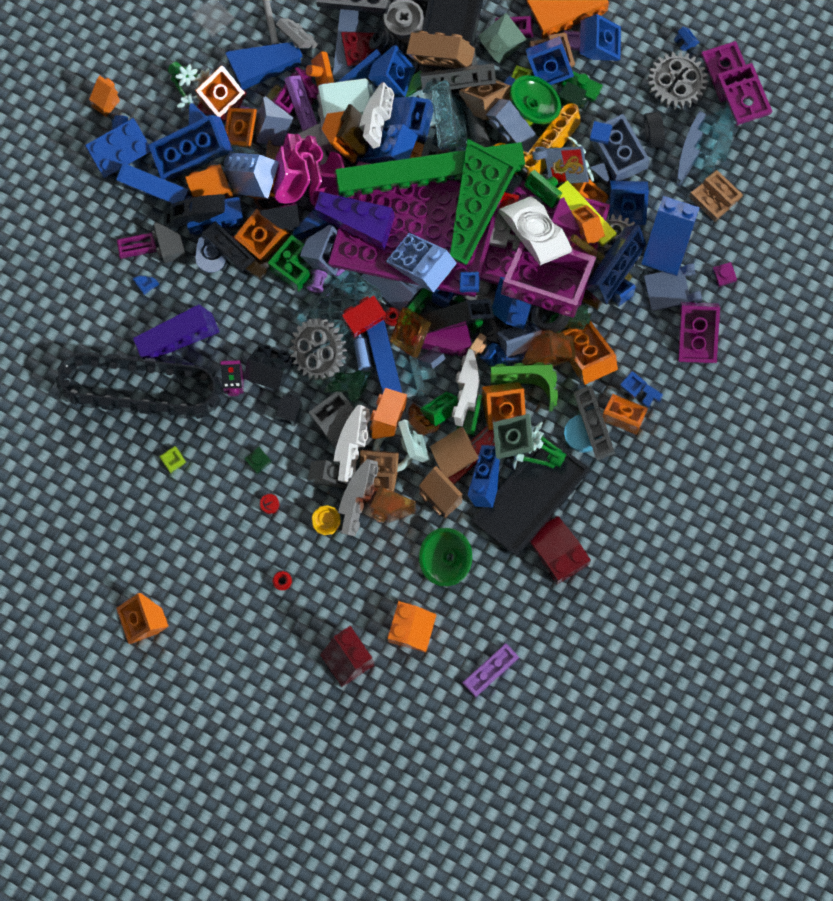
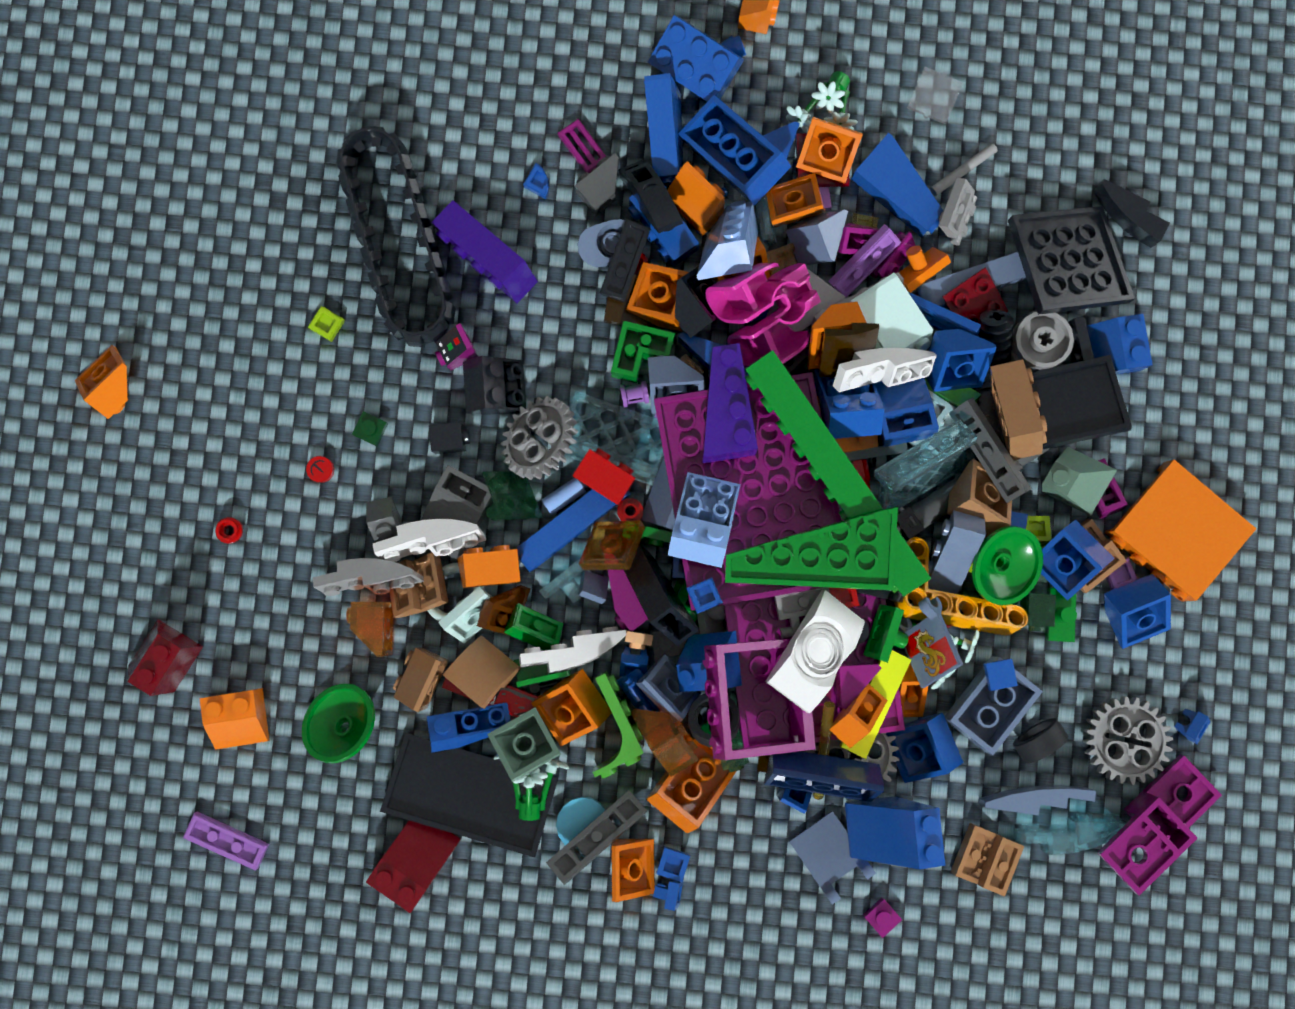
camera: 60 degrees right, 10 degrees up
(326, 520) = (323, 549): yellow hair -> none
(601, 170) = (950, 693): sand blue slope -> none
(698, 332) = (786, 918): magenta slope -> none

